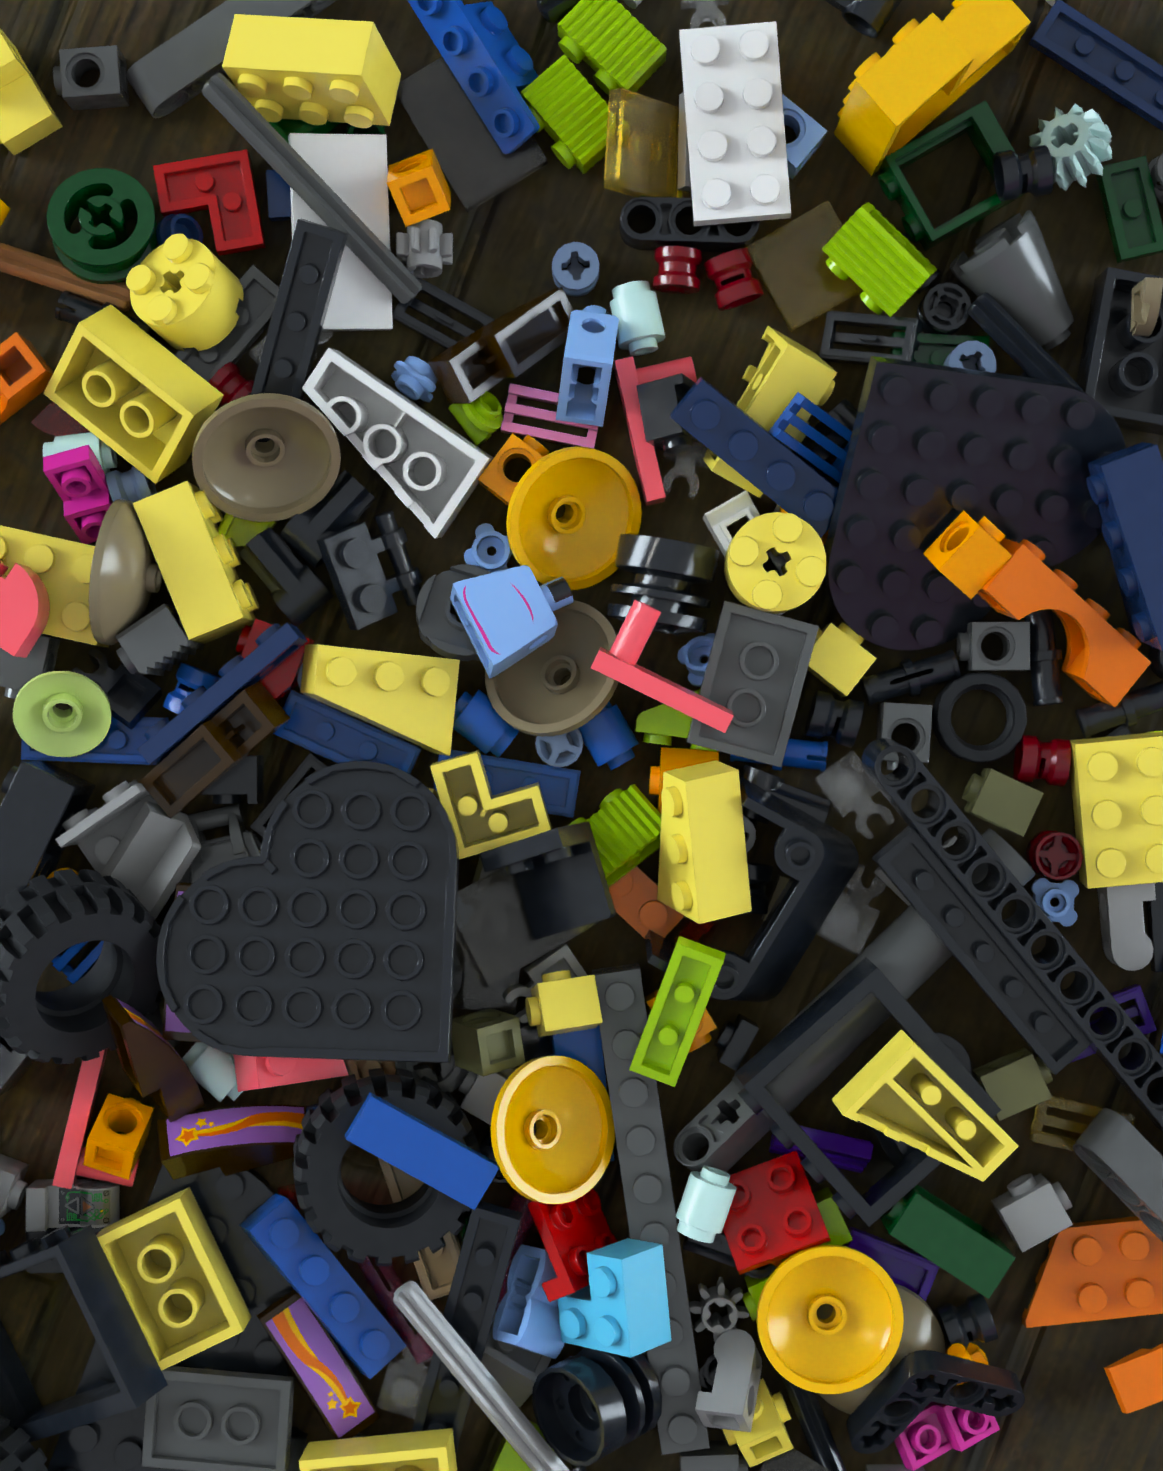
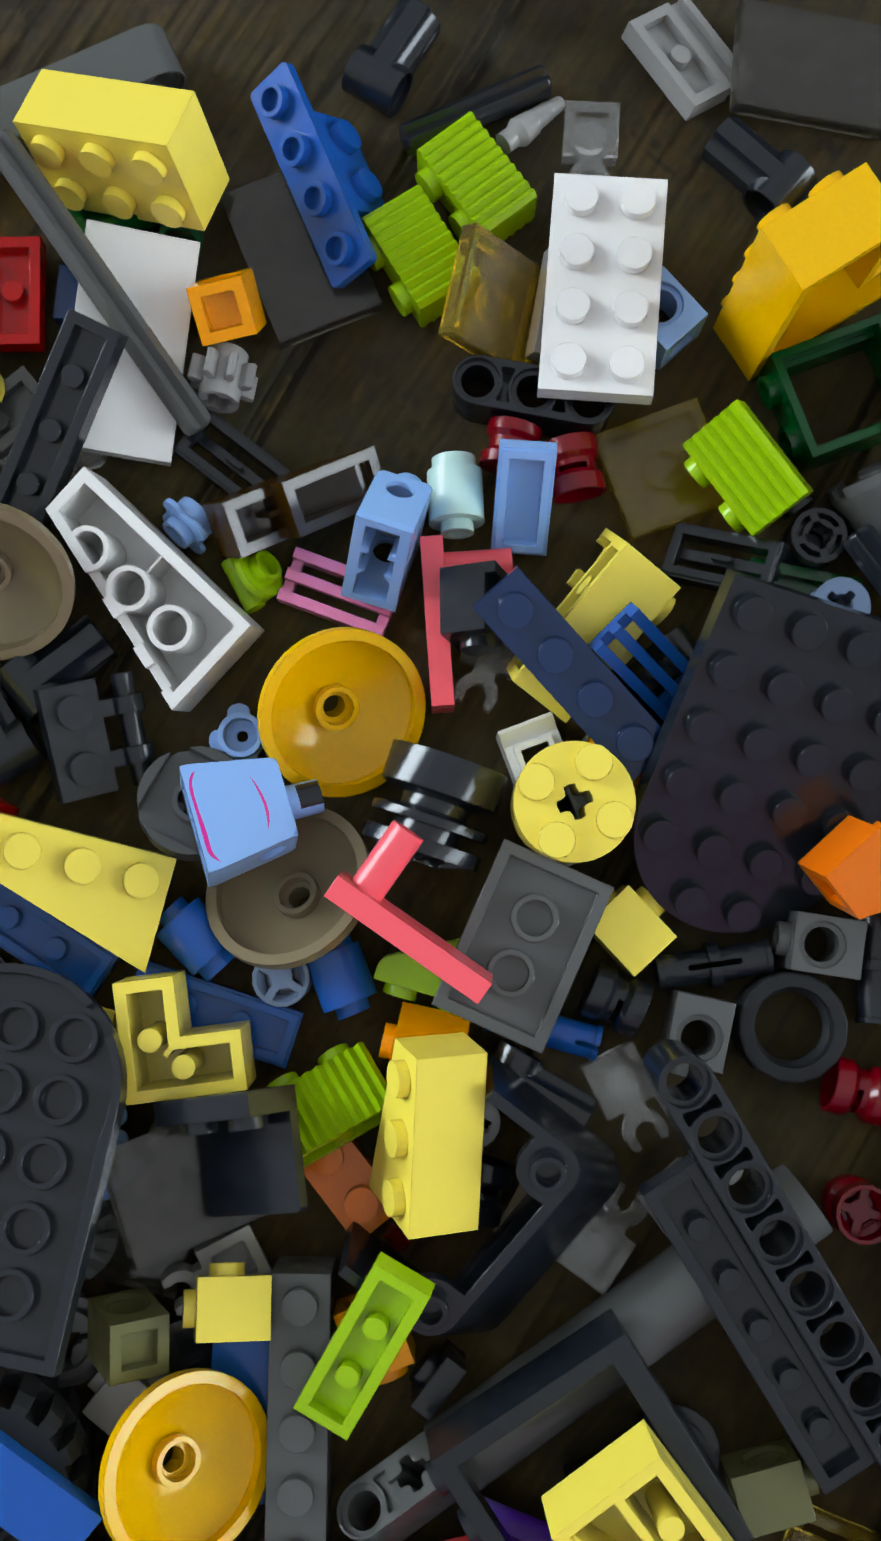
camera: 10 degrees right, 5 degrees down
(493, 477) = (259, 646): light orange brick -> none
(575, 279) = (394, 442): sand blue wheel -> none
(692, 654) = (456, 897): light blue plate -> none
(695, 311) = (523, 496): none -> light blue tile
(969, 553) = (810, 828): light orange brick -> none
(1001, 801) = (802, 1132): olive brick -> none
(1064, 892) = (839, 1250): light blue plate -> none

